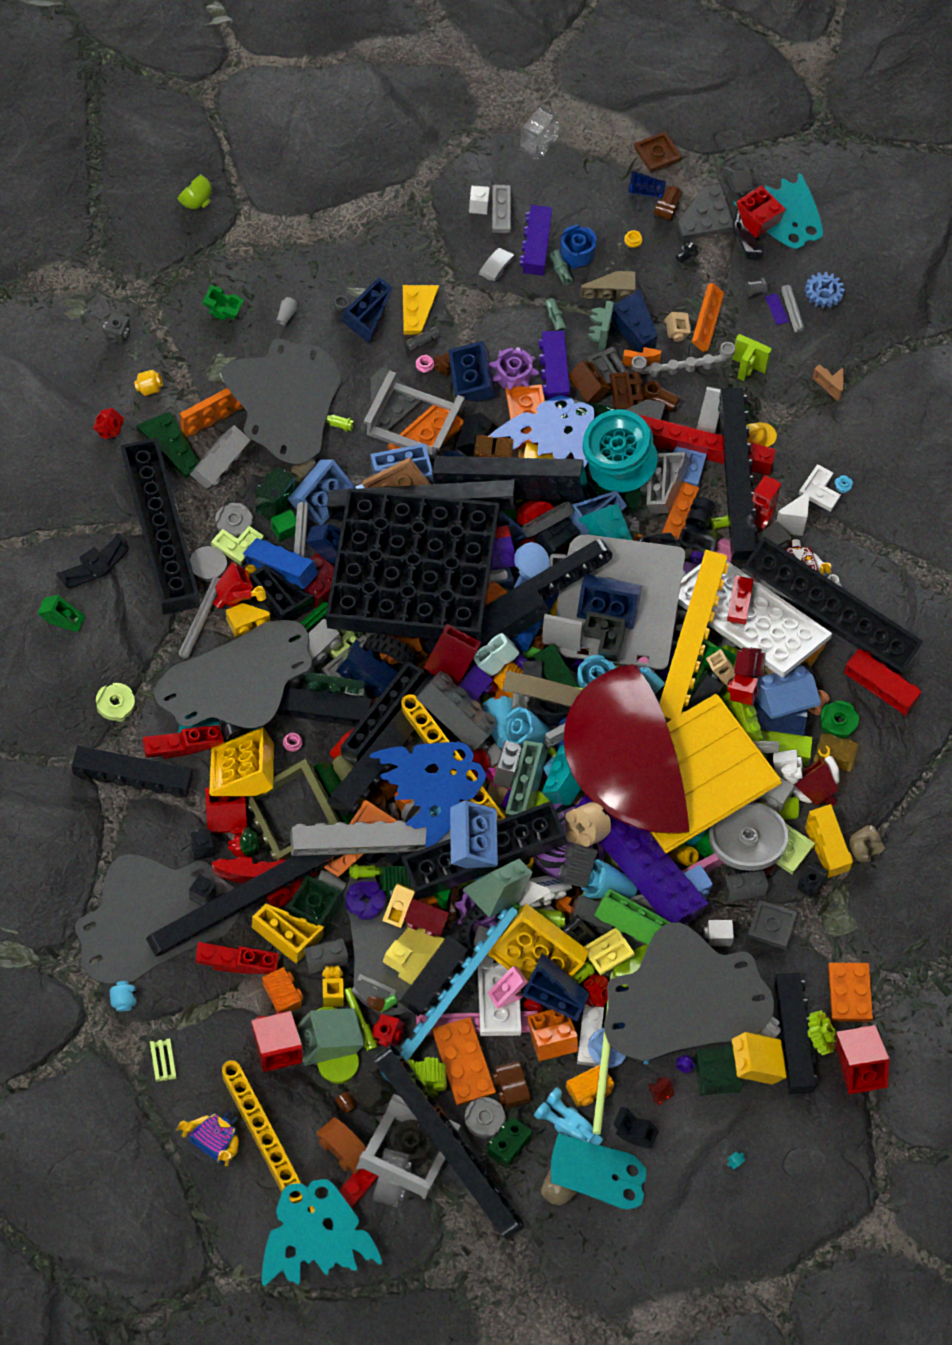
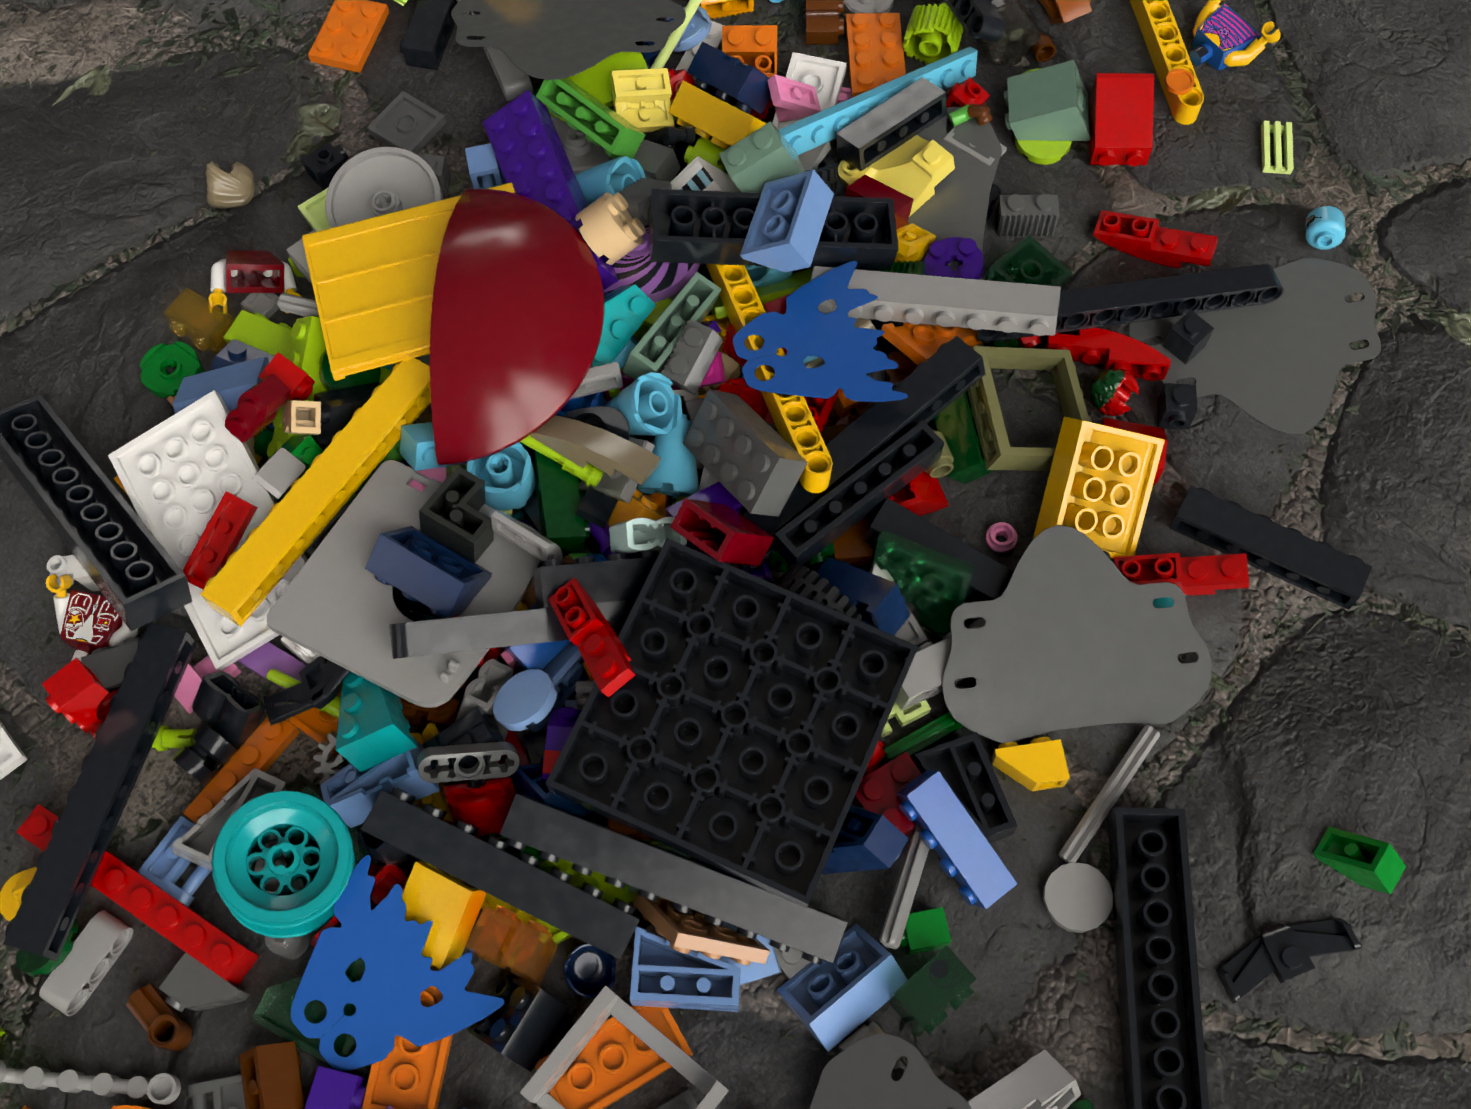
camera: 155 degrees left, 5 degrees up
(115, 712) = (1280, 692): yellowish green plate -> none
(234, 519) = (1013, 977): light grey tile -> none
(235, 547) = (1020, 910): yellowish green plate -> none
(236, 586) = (1045, 817): red torso -> none
(241, 1076) = (1179, 81): none -> orange piece
(282, 991) = (1097, 186): orange brick -> none
(286, 931) = (1080, 249): yellow wedge -> none
(332, 986) = (1028, 166): yellow brick -> none
(369, 1041) = (997, 112): lime pin -> none
(501, 573) = (593, 637): none -> red slope
(622, 392) = (221, 1047): reddish brown plate -> none
(696, 557) = (249, 679): dark purple plate -> none
(719, 932) = (472, 127): white brick -> none
(722, 634) = (279, 473): none -> light grey slope
(788, 766) = (266, 300): white brick -> none
(794, 515) = (31, 705): white slope -> none
(828, 840) = (276, 202): yellow wedge -> none
(882, 681) = (77, 400): red brick -> none

